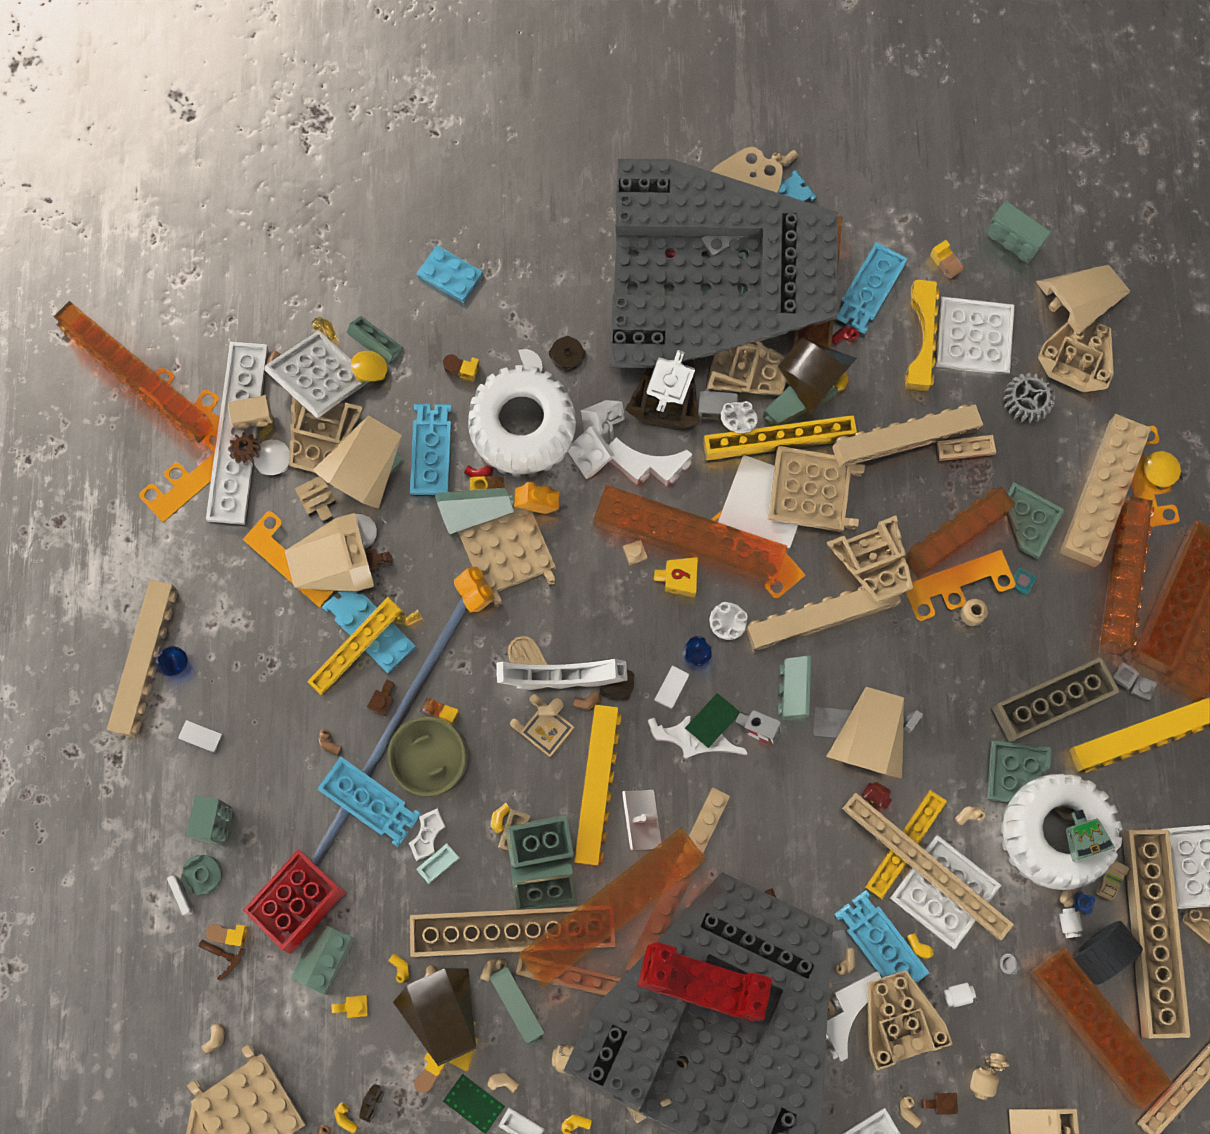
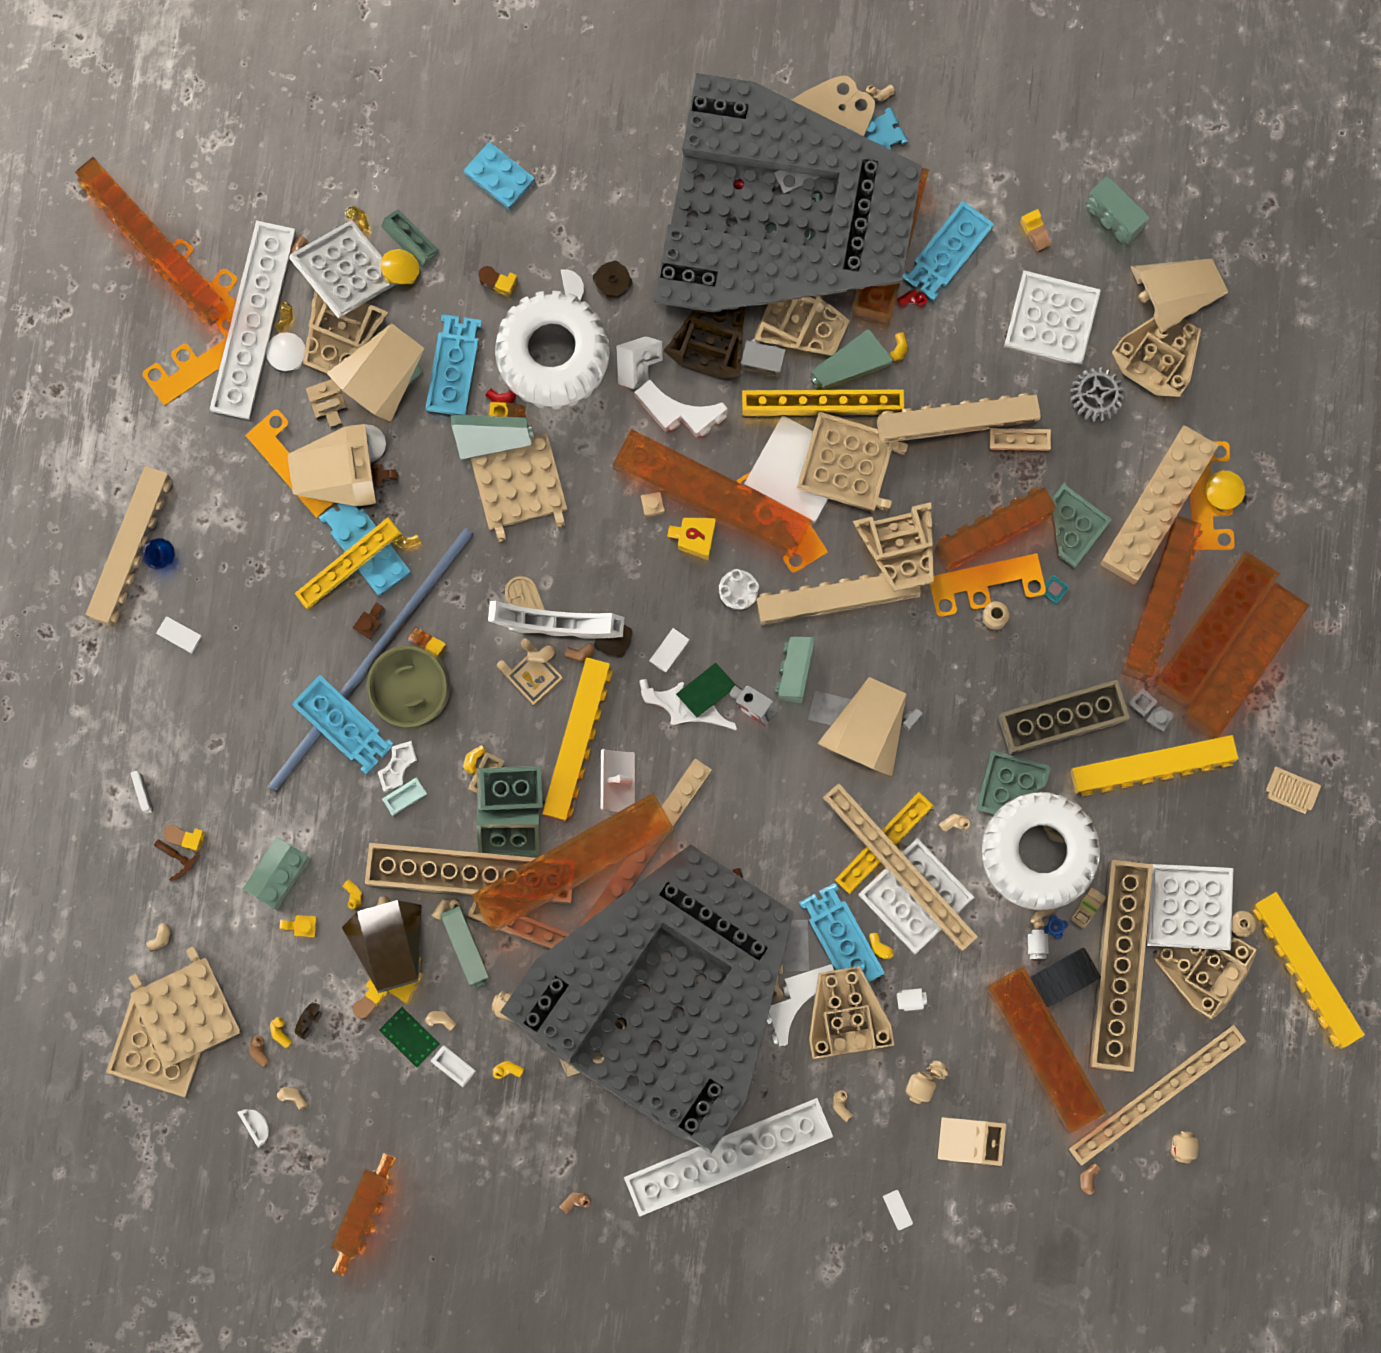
camera: 10 degrees right, 5 degrees up
(201, 874) = (164, 774): sand green tile -> none
(209, 820) = (179, 721): sand green brick -> none
(250, 412) = (269, 302): tan brick -> none
(252, 448) = (265, 336): reddish brown gear -> none
(294, 901) = (255, 813): red slope -> none
(327, 743) = (306, 659): medium nougat arm -> none
(474, 590) = (478, 521): light orange brick -> none
(536, 498) = (557, 434): light orange brick -> none
(590, 452) = (620, 391): white plate -> none
(670, 380) = (715, 327): white plate -> none
(697, 652) = (700, 617): clear blue hair -> none
(704, 983) = (652, 949): red plate -> none
(739, 417) = (782, 375): white dish -> none
(813, 371) = (869, 336): dark brown wedge -> none
(848, 964) = (804, 954): tan arm -> none
(877, 796) = (862, 790): clear red head -> none
(923, 301) = (1002, 271): yellow arch -> none
(944, 1103) = (877, 1102): reddish brown plate -> none
(1010, 964) = (969, 976): light grey tile -> none
(1087, 837) = (1059, 858): torso -> none

